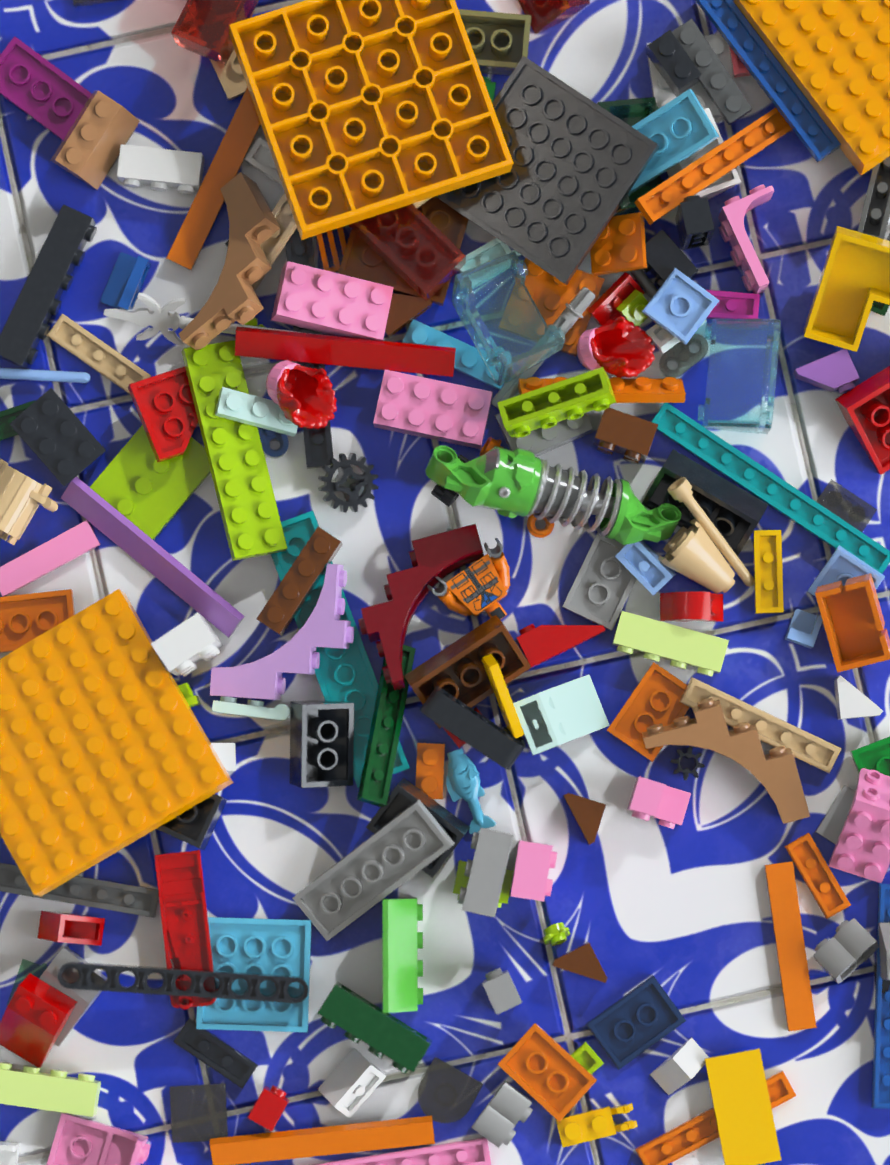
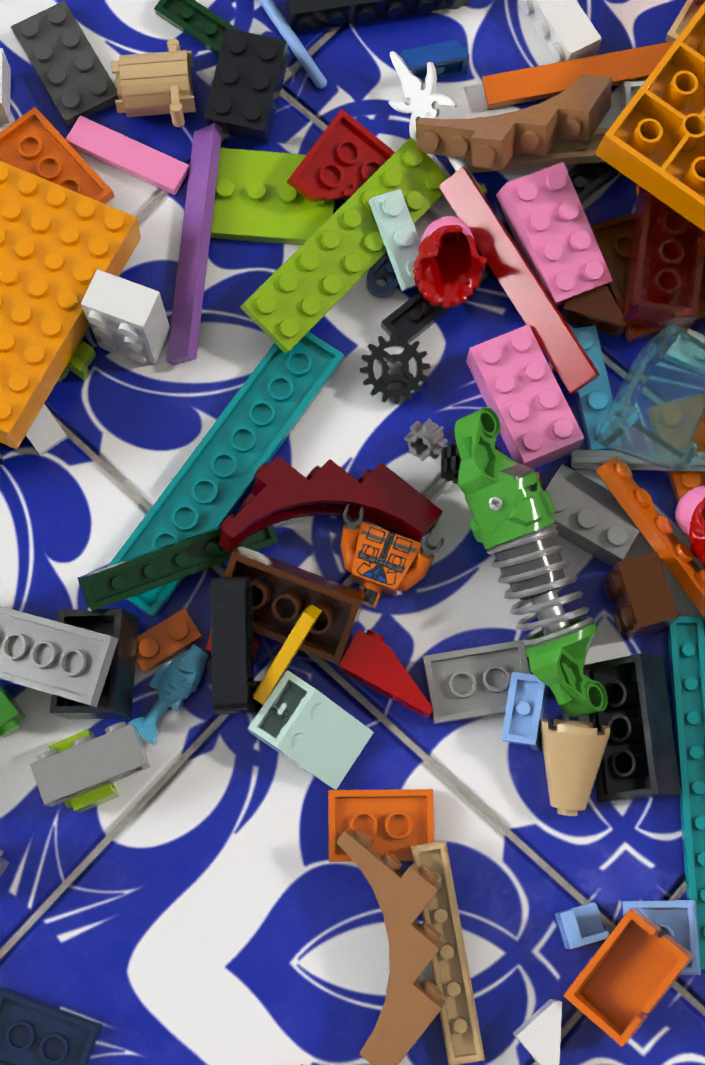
camera: 45 degrees right, 10 degrees down
(96, 353) = (350, 71): tan tile -> none
(253, 709) = (109, 427): light aqua plate -> none
(299, 581) = (264, 382): reddish brown brick -> none
(299, 655) = (192, 429): lavender arch -> none
(321, 743) = (118, 513): black slope -> none
(333, 249) = (621, 192): orange tile -> none
(414, 497) = (426, 439): none -> light grey gear
(532, 871) = (125, 813): bright pink brick -> none
(539, 533) = (480, 586): orange plate -> none
(556, 402) = (624, 499): lime brick -> none
(556, 934) = (77, 887): lime plate -> none
(582, 962) = (64, 937): reddish brown slope -> none
(587, 815) = (225, 831): reddish brown slope -> none
(658, 801) = (290, 897): bright pink brick -> none
(670, 642) = (465, 793): yellowish green brick -> none
(681, 491) = (629, 691): tan piece -> none
(688, 754) = (361, 895): black gear -> none
(691, 606) = (518, 788): red brick -> none
(768, 571) = (611, 844): yellow plate -> none

